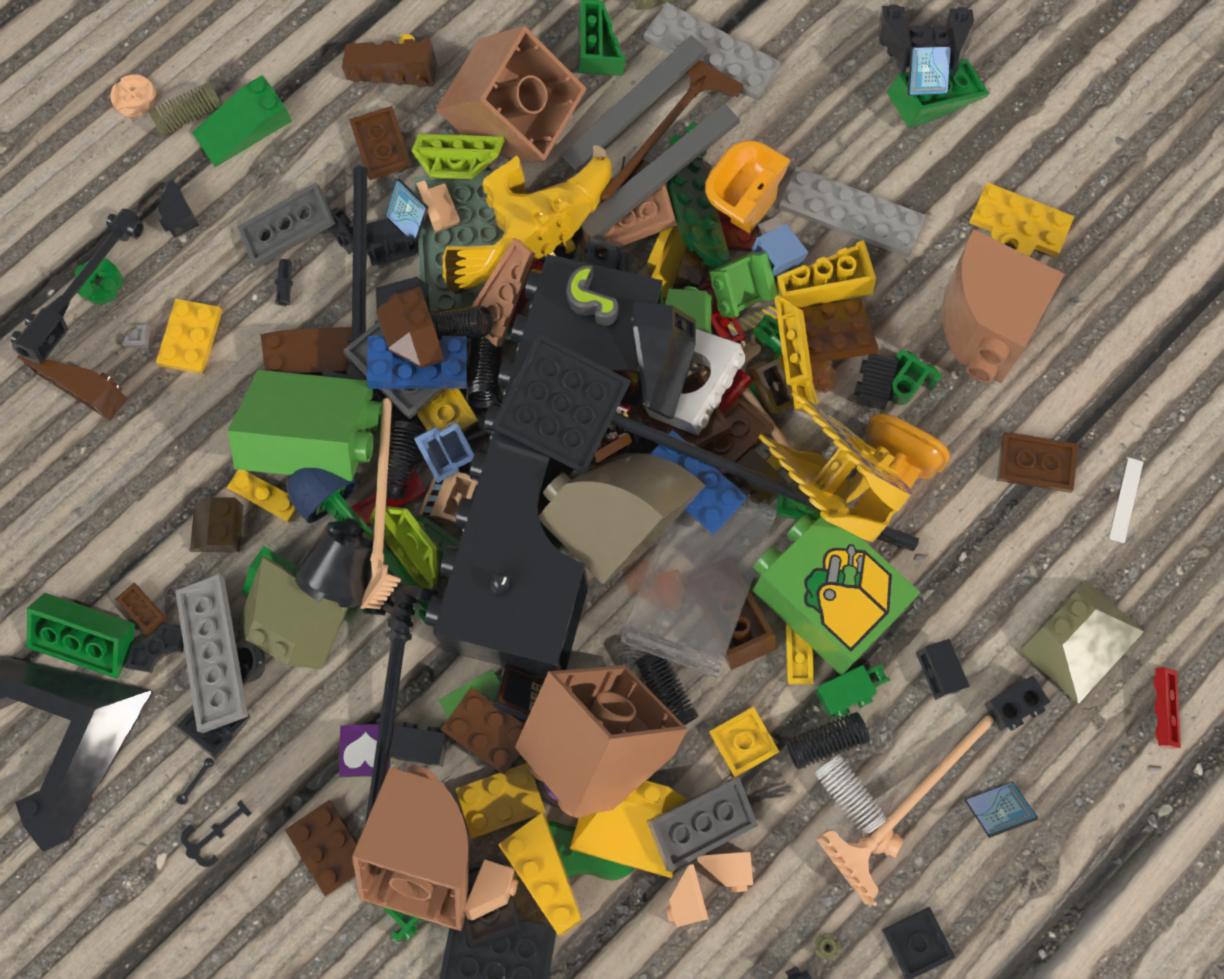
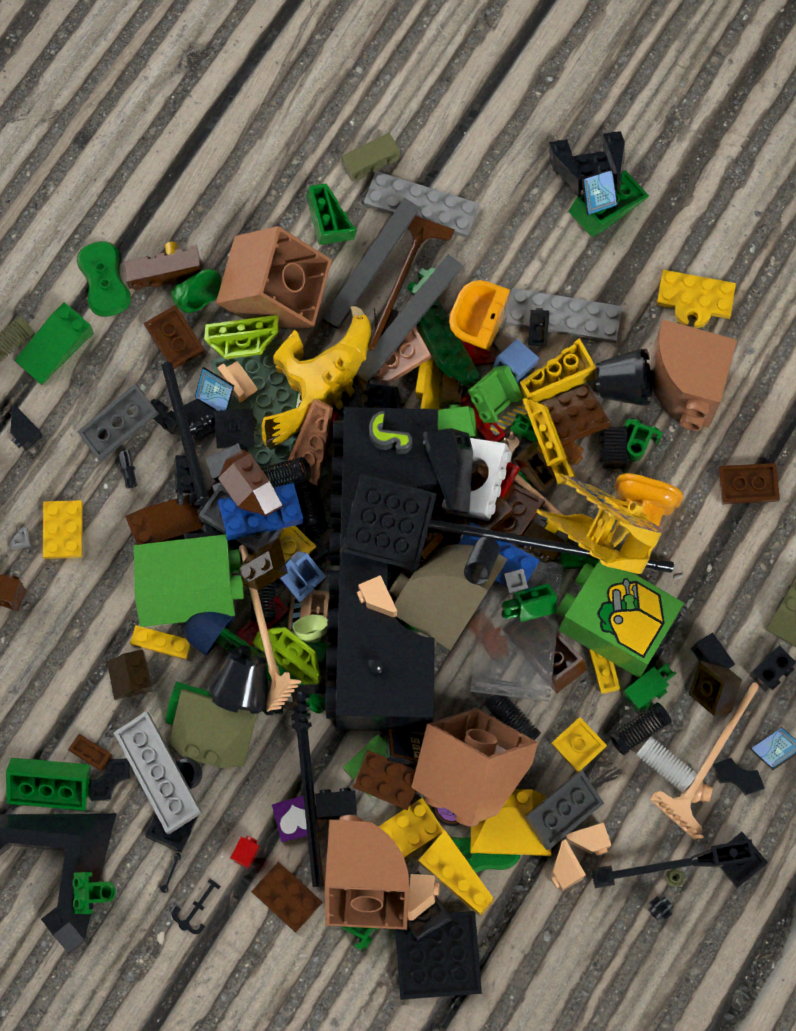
camera: 20 degrees left, 0 degrees up
(84, 783) = (90, 892): none -> green pin
(291, 778) = (245, 851): none -> red brick
(320, 51) = (100, 266): none -> green plate
(343, 309) = (183, 480): none -> black hinge
(400, 428) = (263, 566): none -> dark brown slope
(419, 94) = (197, 291): none -> green hair
(419, 258) = (234, 428): none -> black piece
(438, 517) = (310, 628): none -> yellowish green piece
(522, 494) = (376, 596): none -> light nougat slope
(672, 472) = (484, 553): none -> black piece
(710, 516) = (516, 581): none -> light grey tile
(723, 549) = (530, 603): none -> green brick
(816, 217) = (538, 327): none -> black hinge
(887, 935) = (715, 857): none -> black bar
(911, 299) = (626, 378): none -> black cone
(936, 711) = (715, 688): none -> dark brown slope
(951, 841) = (746, 780): none -> black tile

